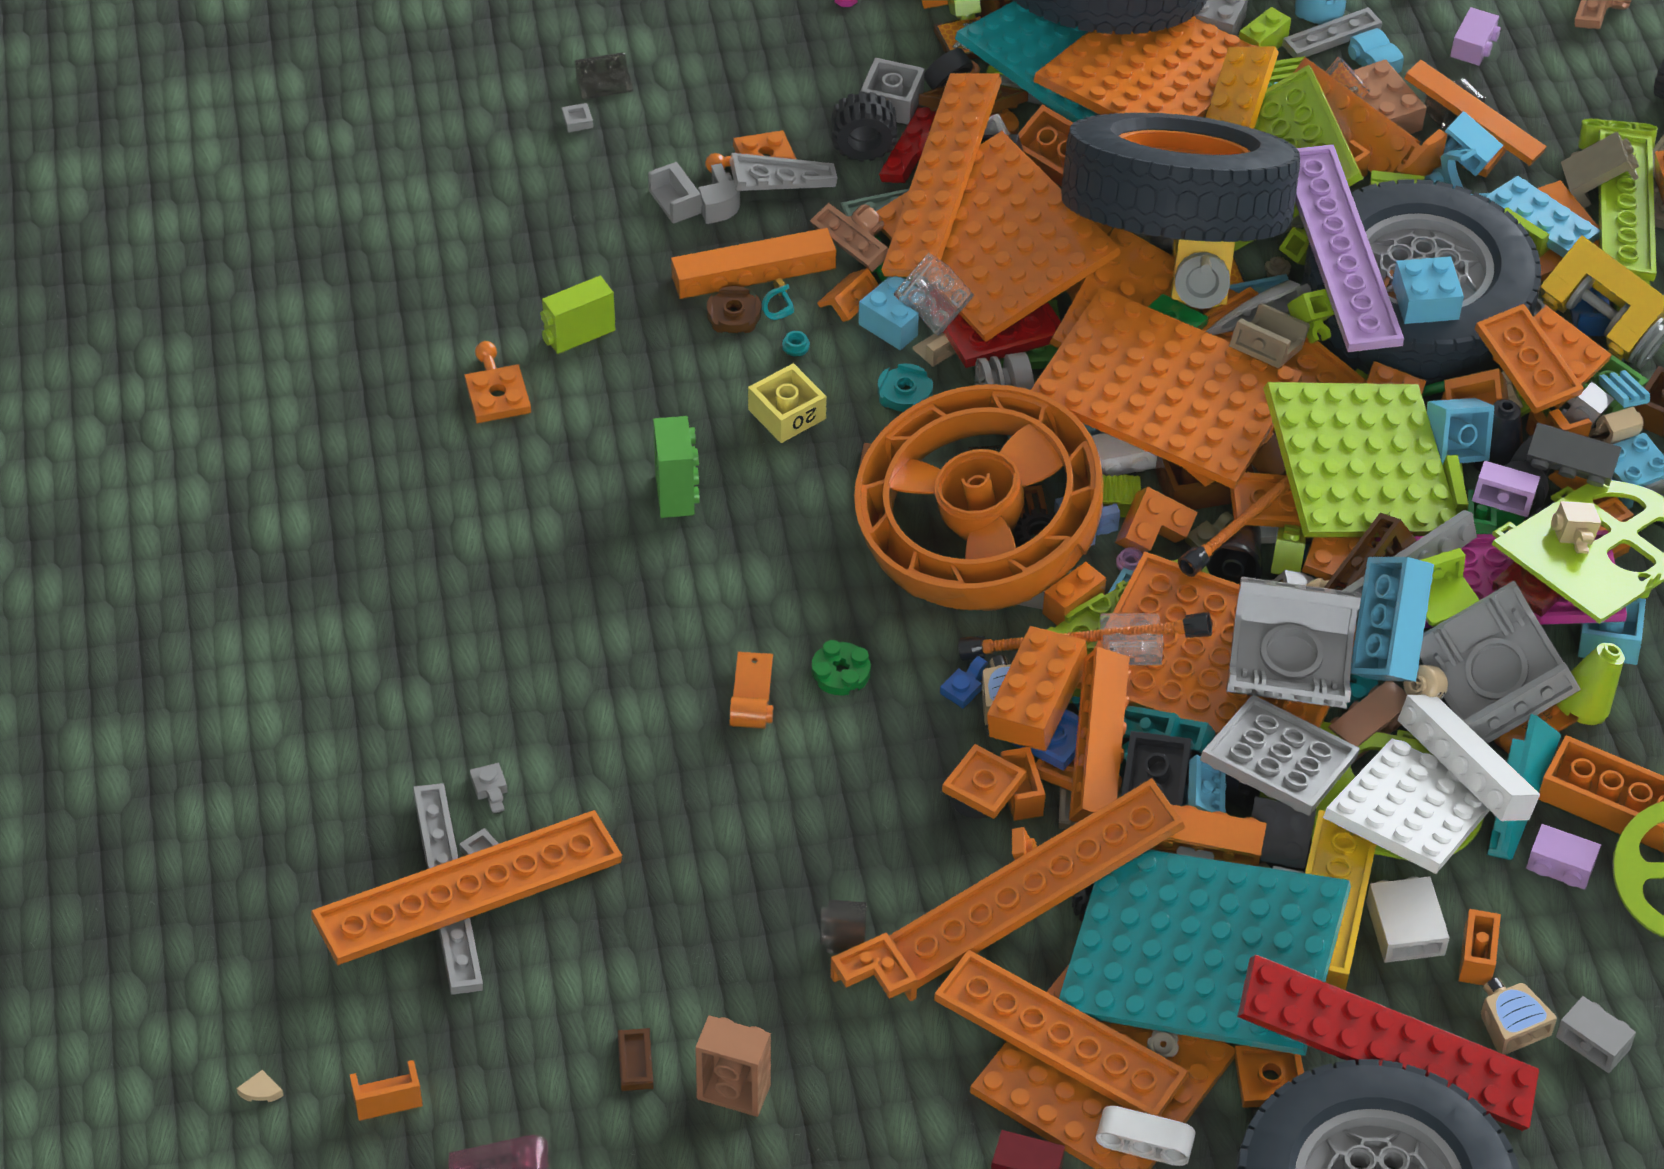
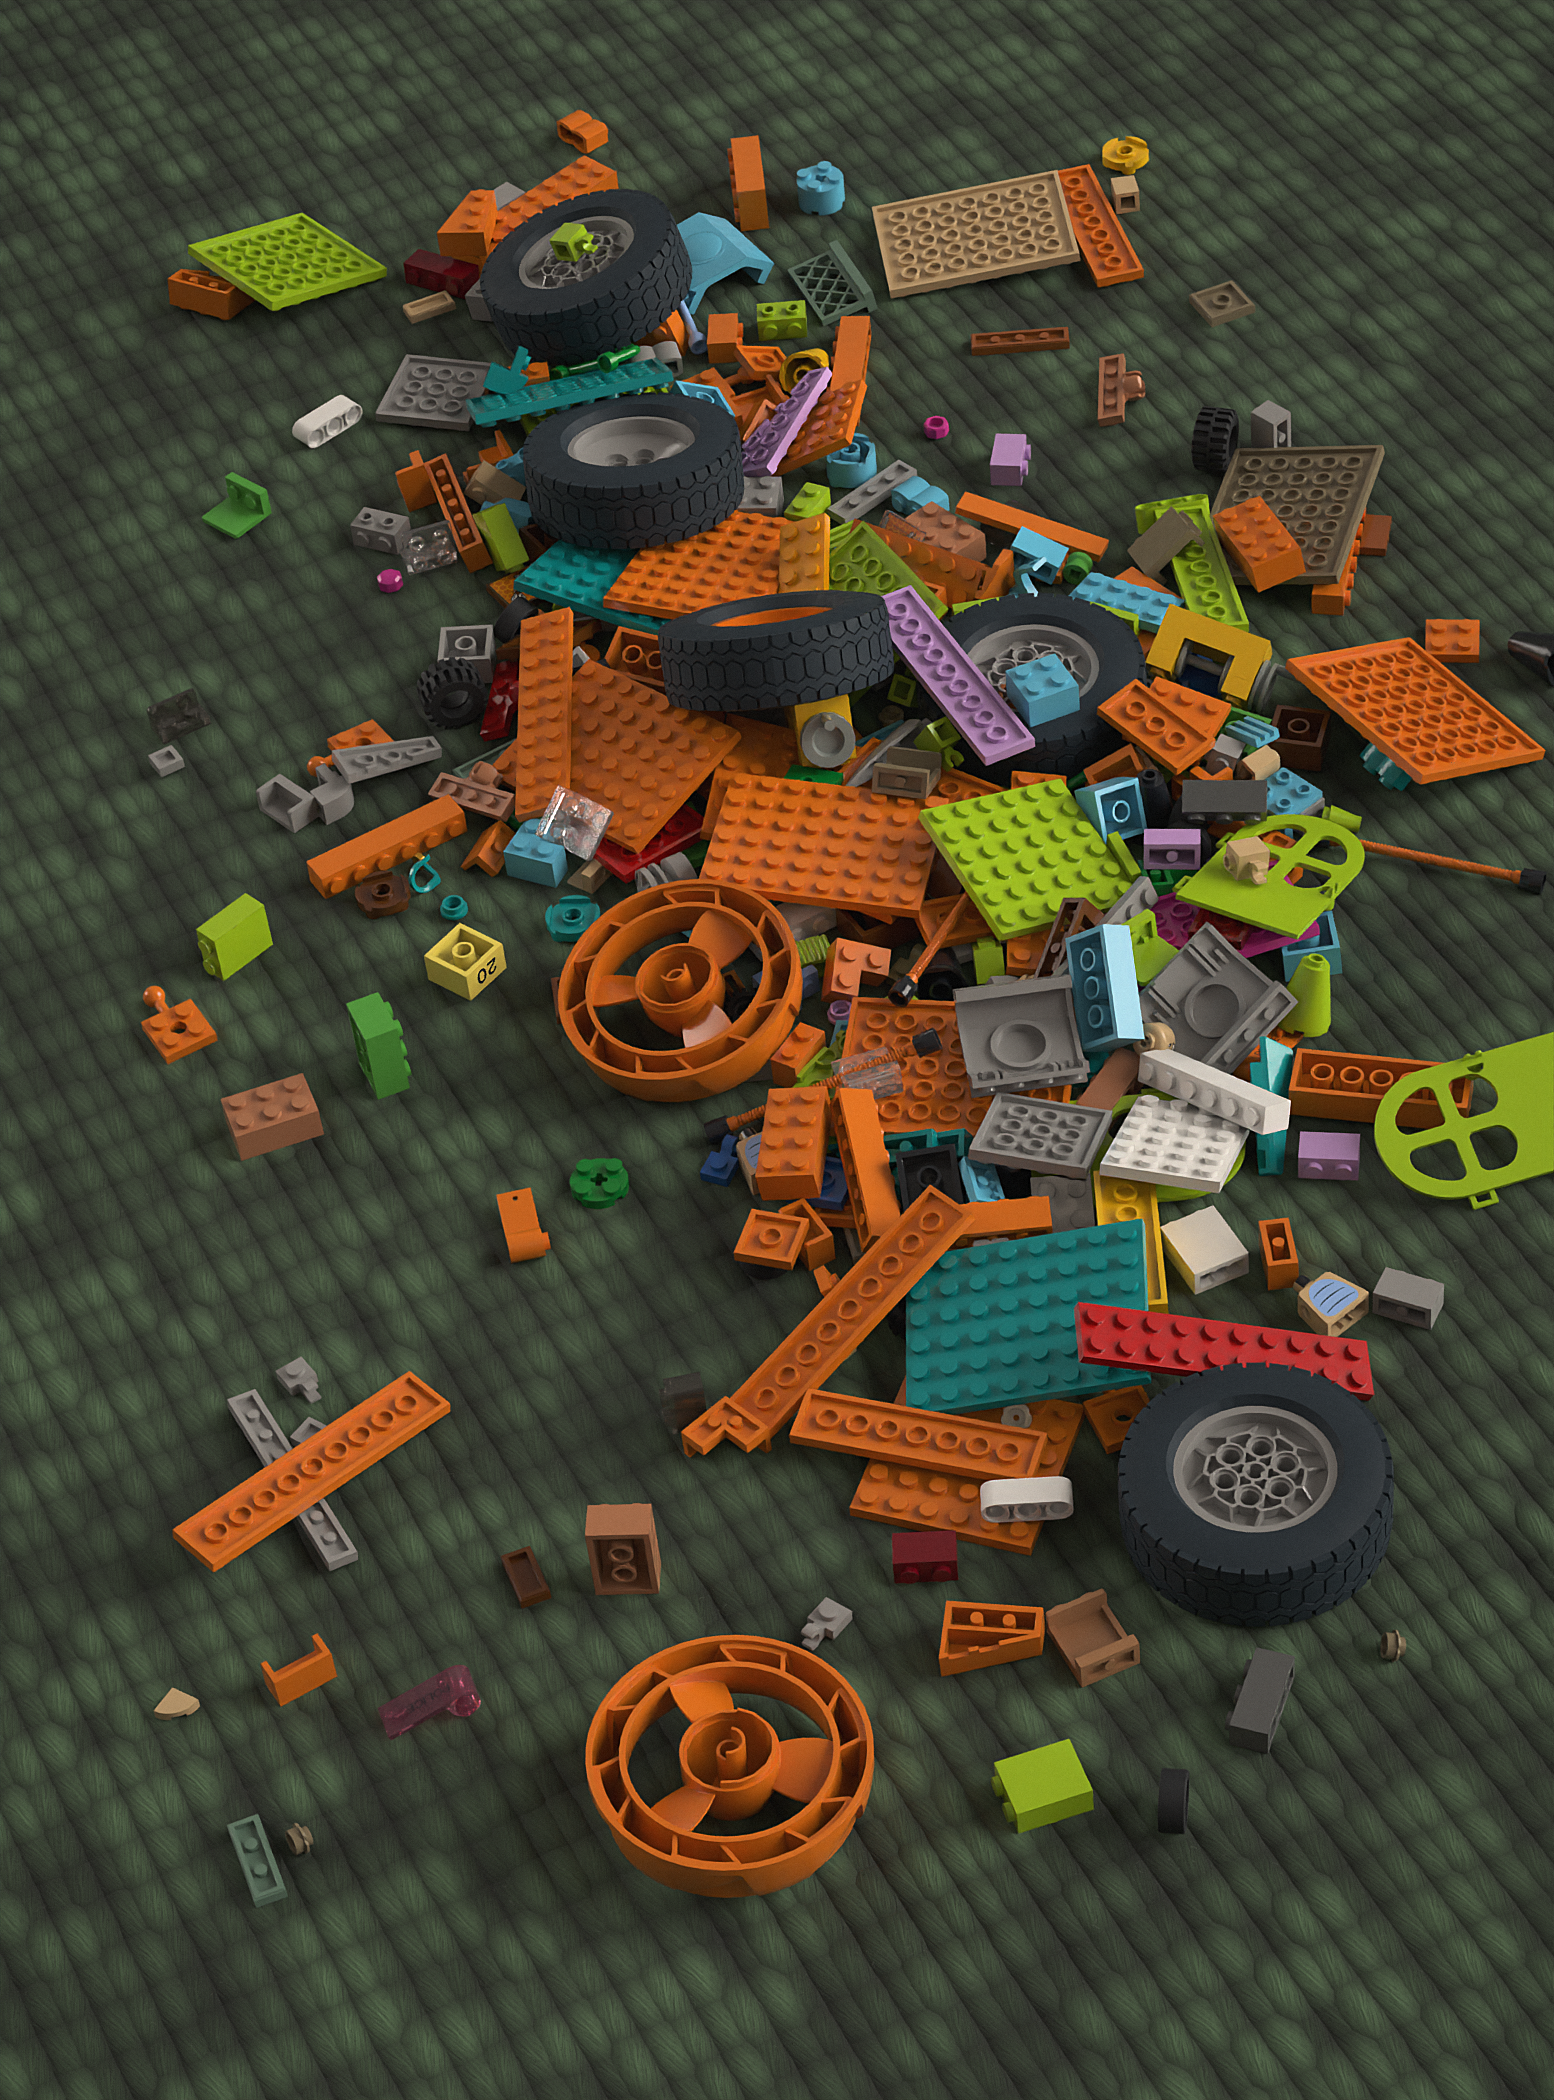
camera: 10 degrees left, 5 degrees down
(553, 507) = (272, 1116): none -> nougat brick
(1507, 166) = (1077, 567): none -> bright green wheel

